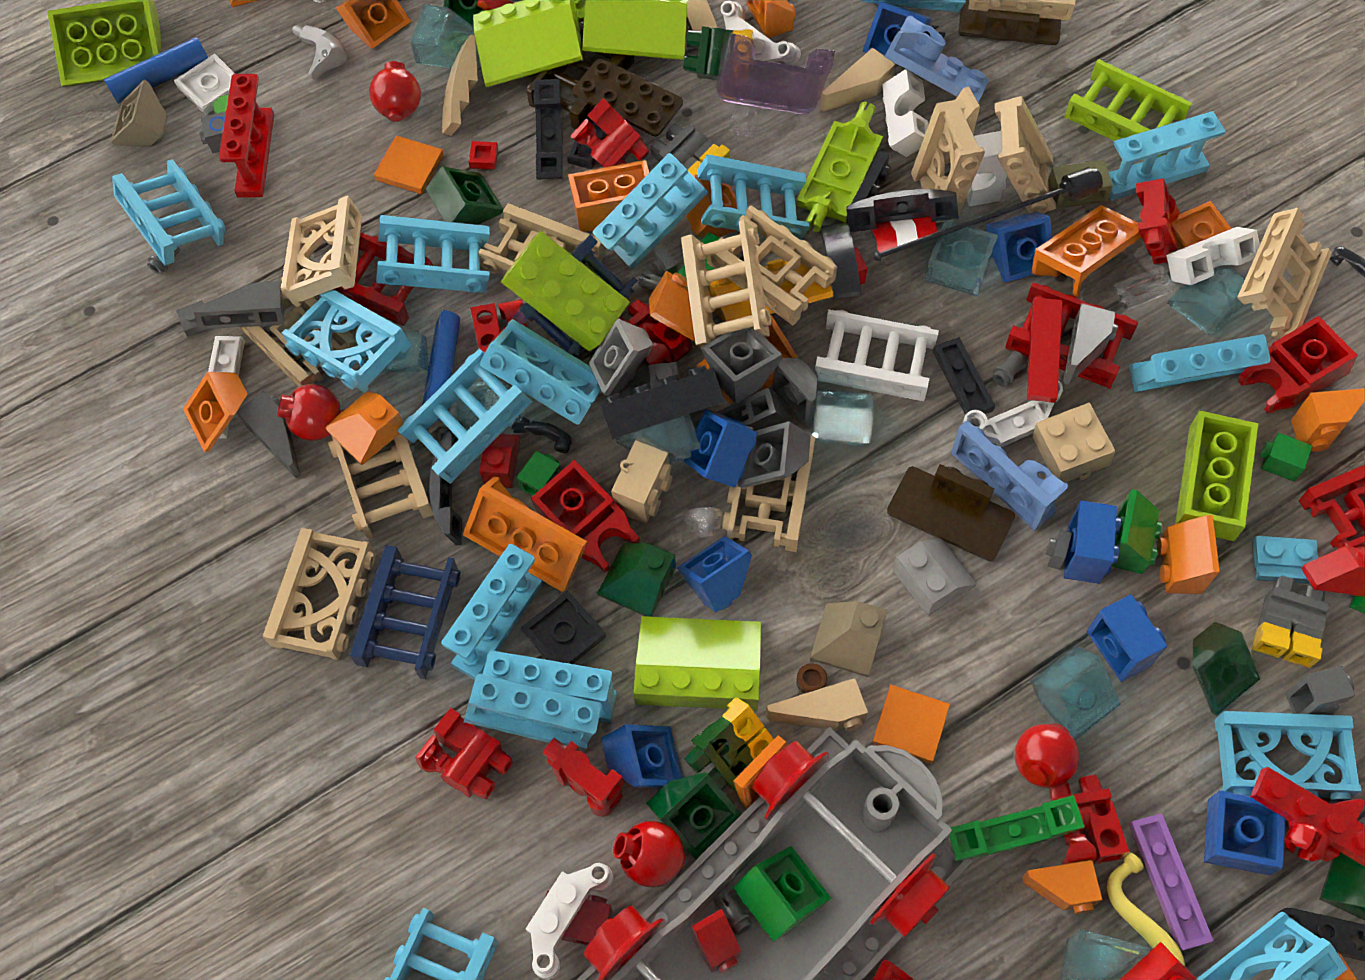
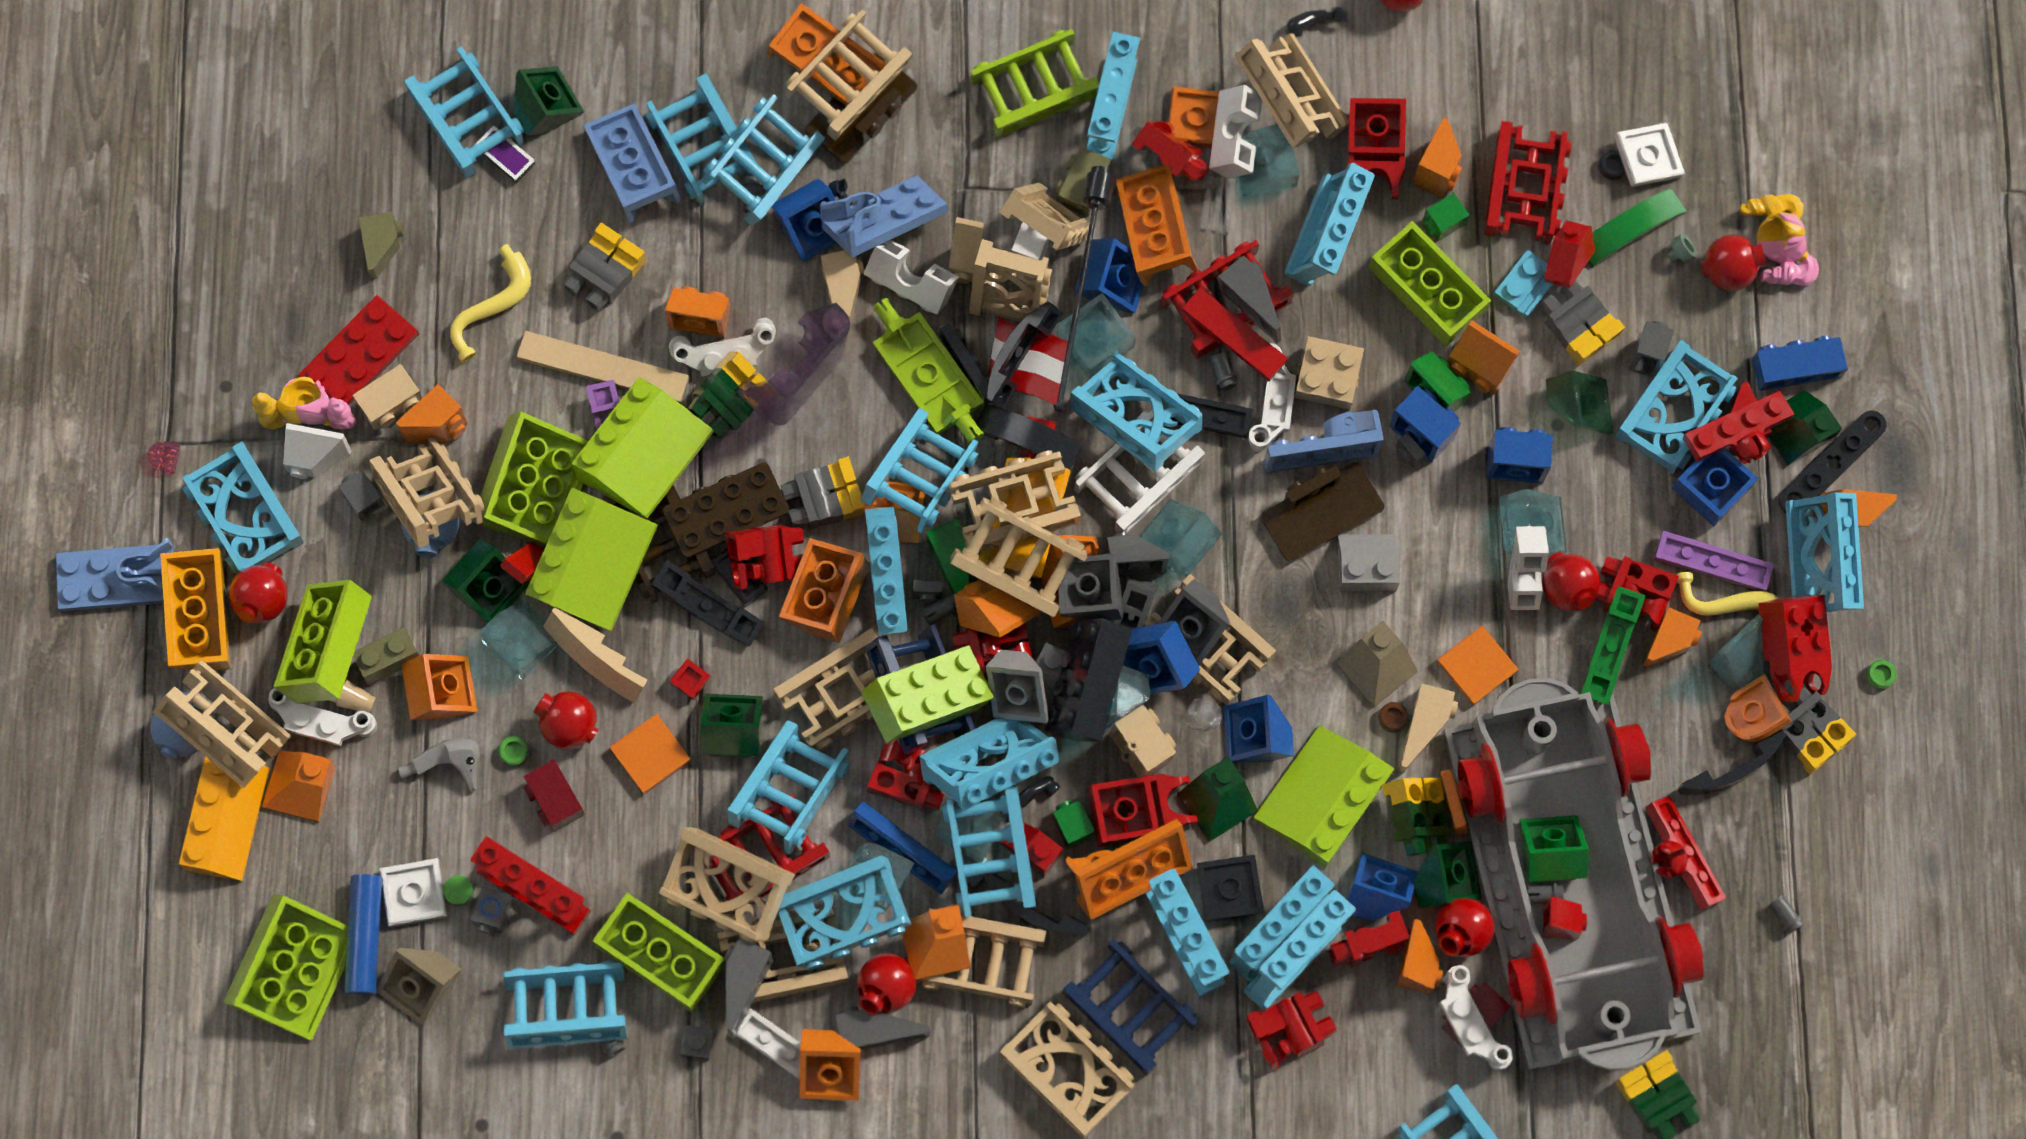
camera: 65 degrees left, 10 degrees up
(246, 242) = (659, 952): none -> lime brick
(334, 121) = (553, 795): none -> dark red brick
(356, 84) = (513, 751): none -> bright green tile
(593, 830) = (1419, 962): none -> orange slope
(899, 339) = (1139, 387): none -> medium azure fence
(1033, 697) = (1527, 562): none -> white arch

